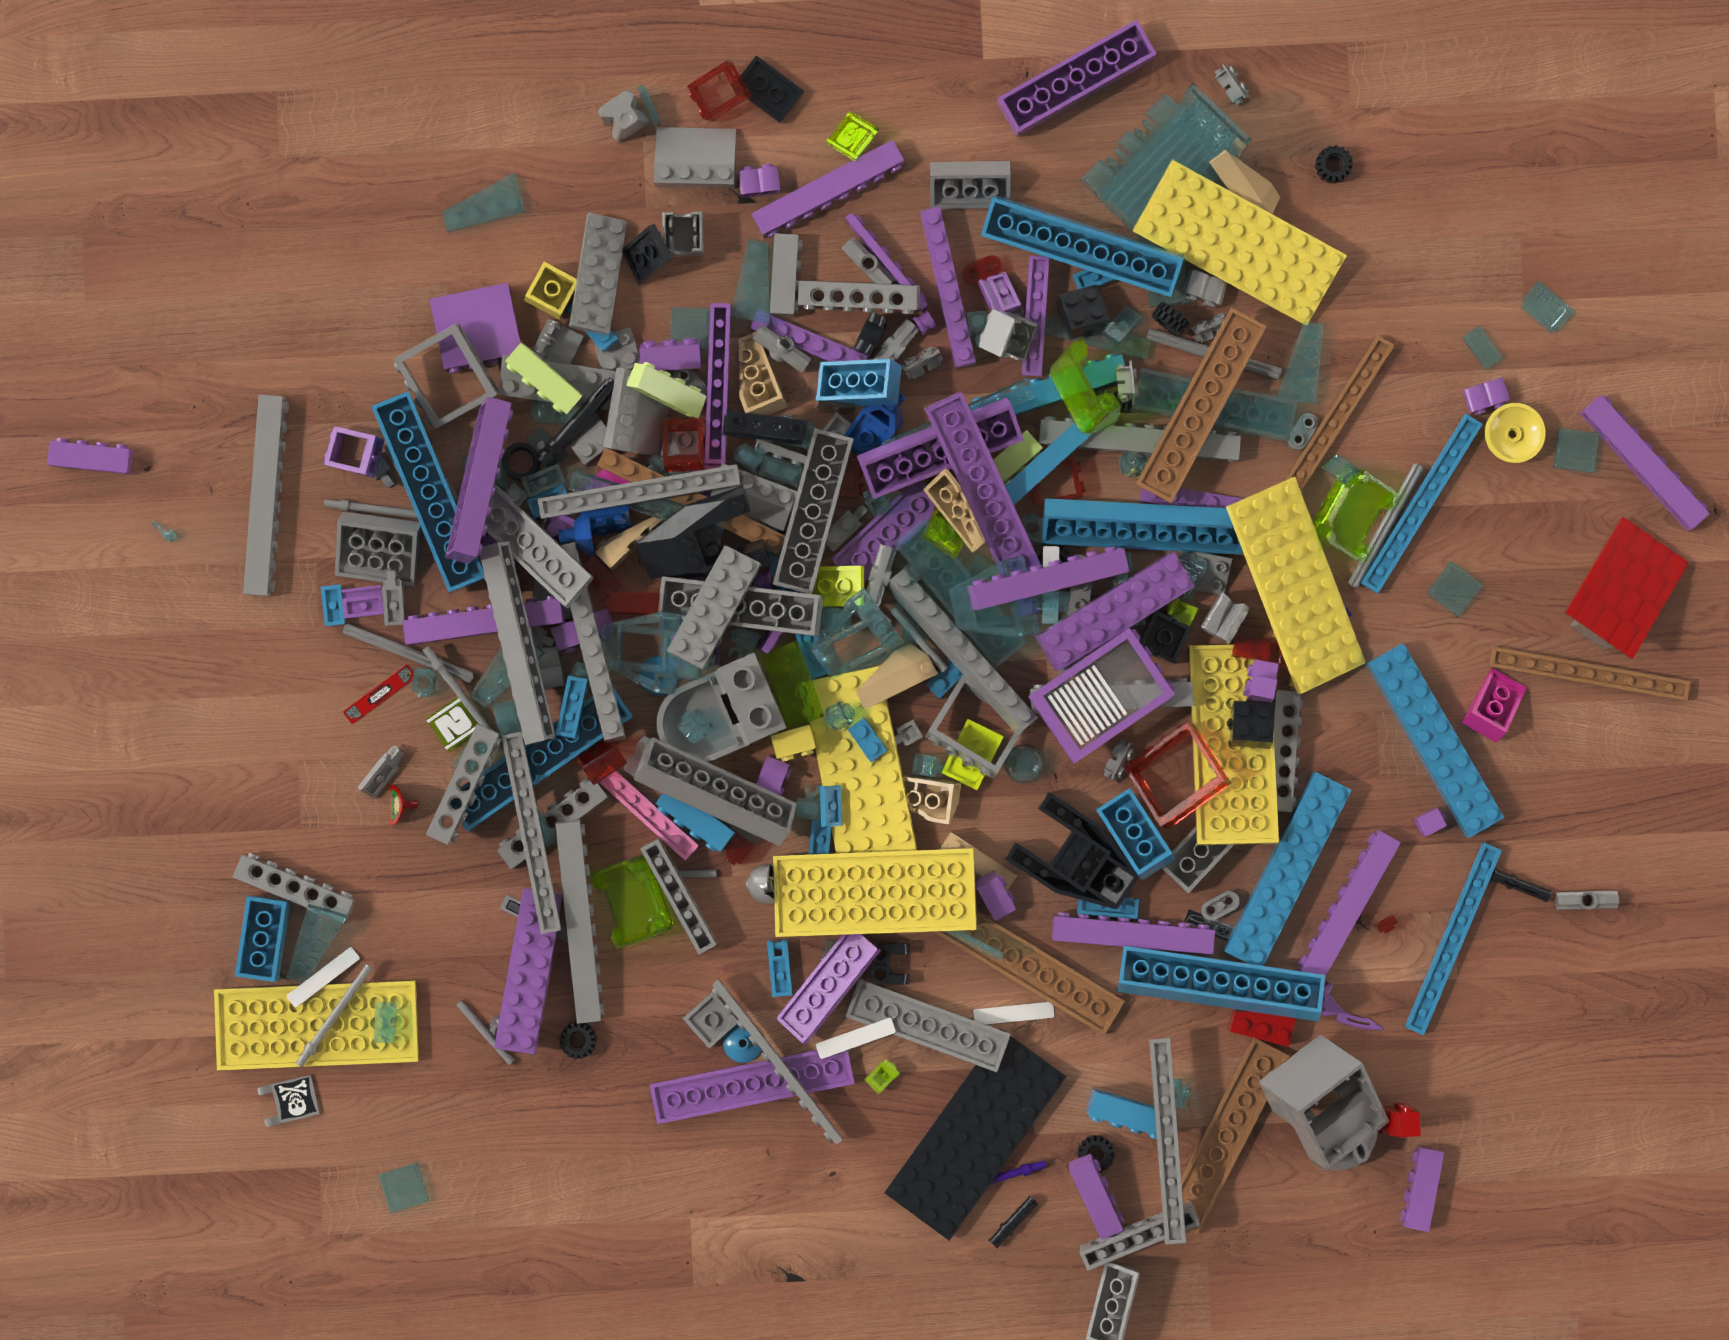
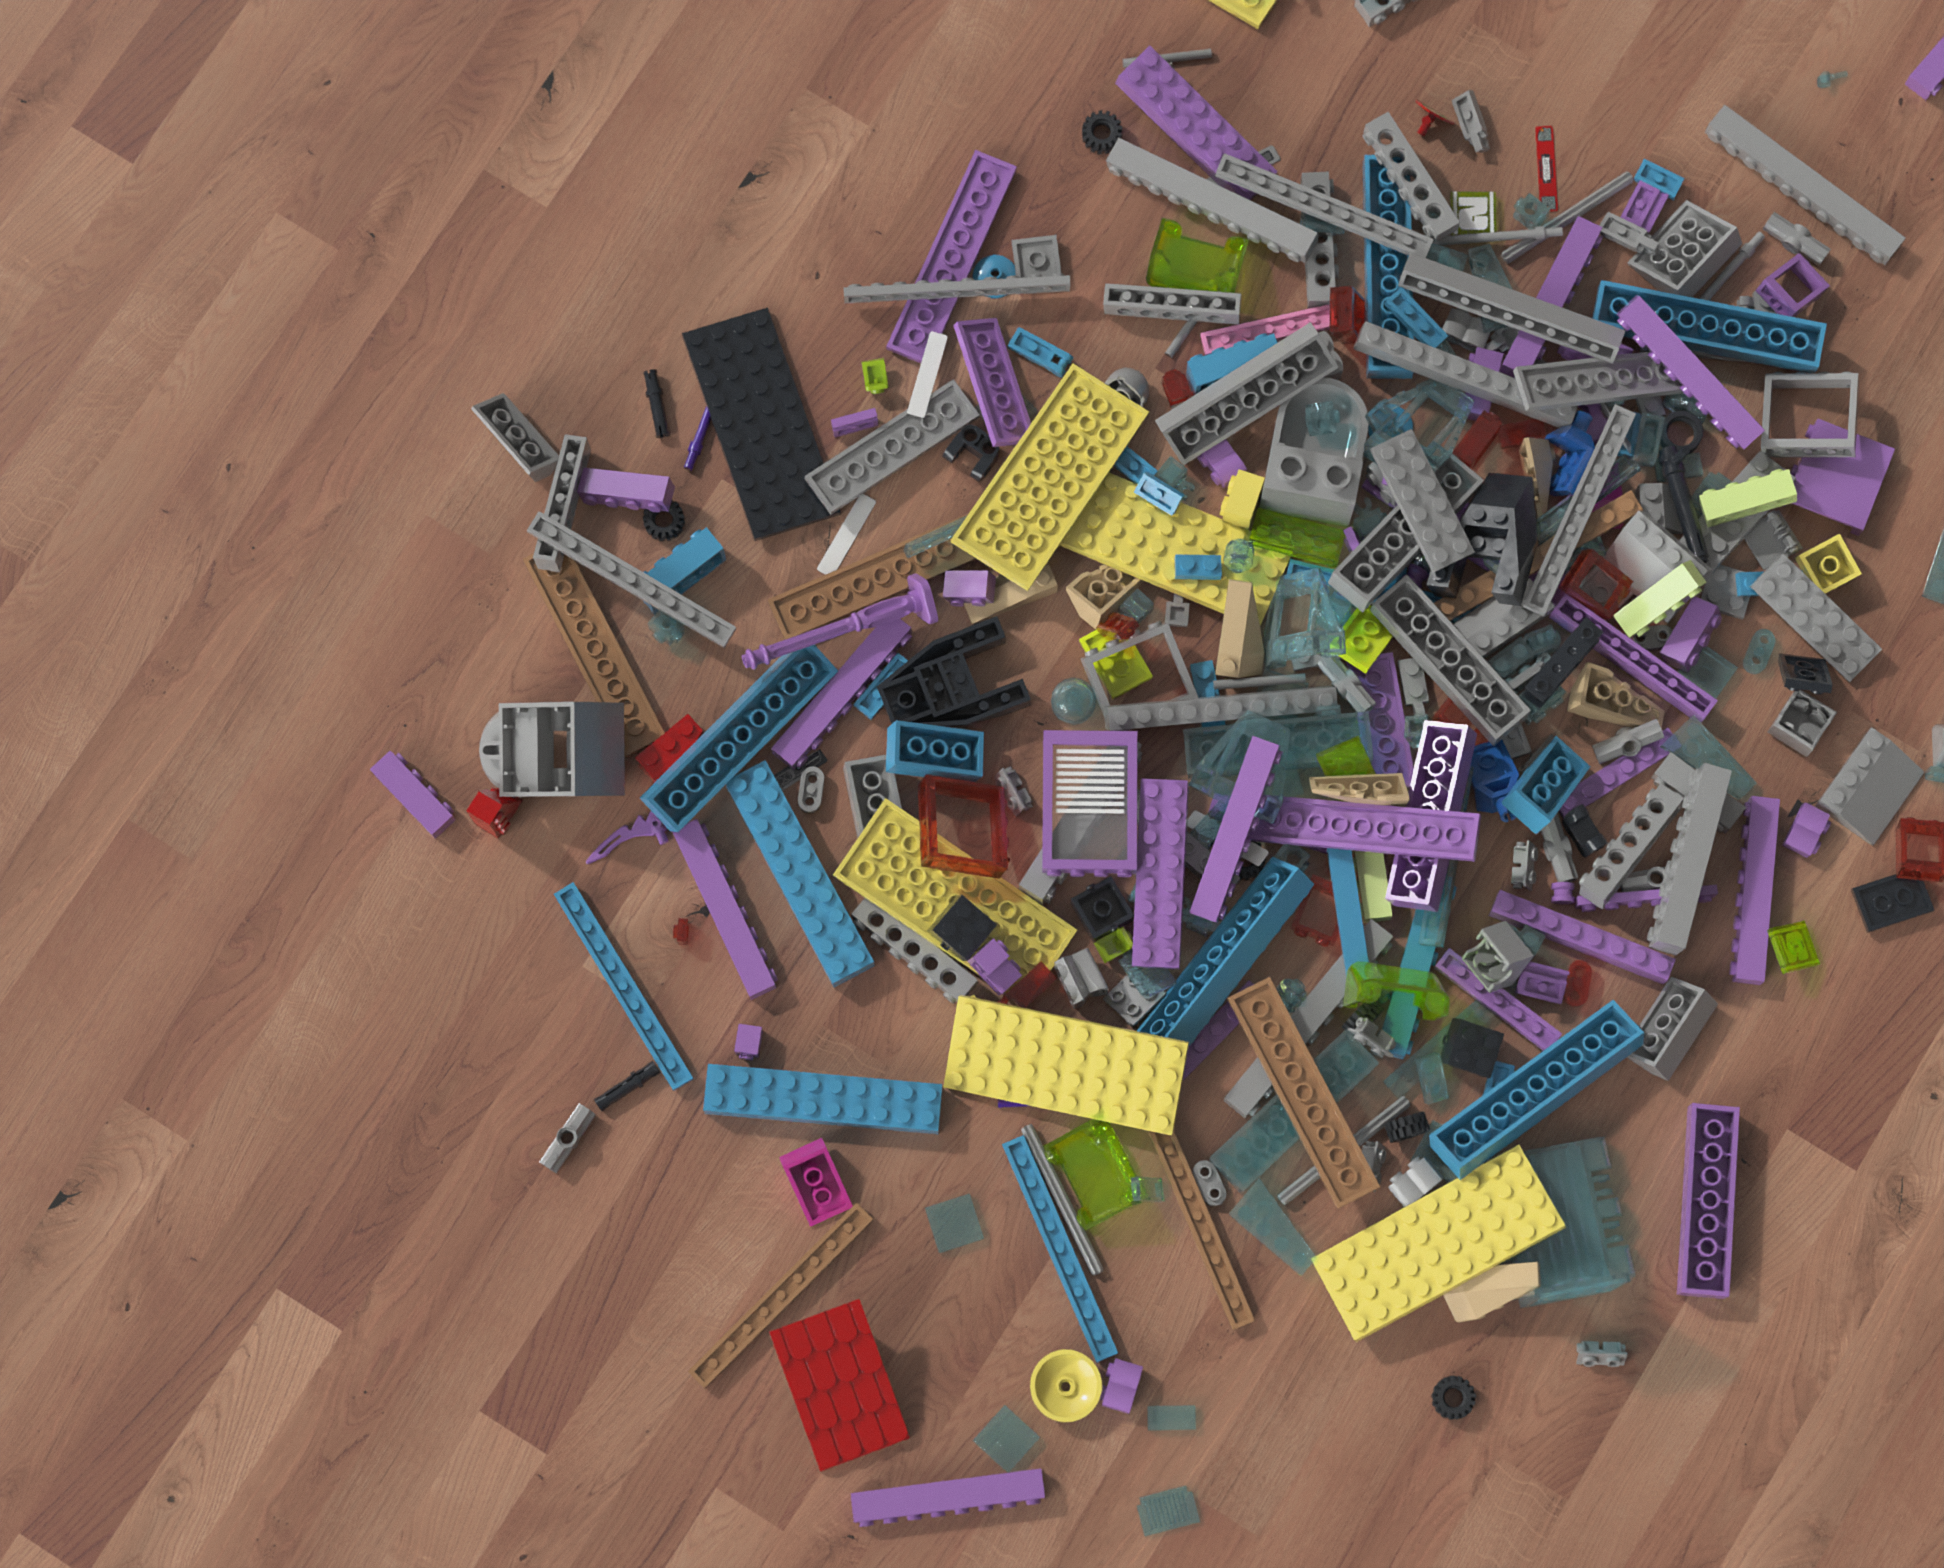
camera: 125 degrees right, 10 degrees down
(311, 474) = (1796, 239): none -> light grey piece
(647, 300) = (1759, 650): none -> clear light blue plate
(845, 245) = (1689, 859): none -> light grey brick
(933, 1071) = (854, 422): none -> medium lavender plate
(955, 765) = (1118, 626): none -> clear red plate
(1060, 942) = (917, 600): none -> medium lavender piece

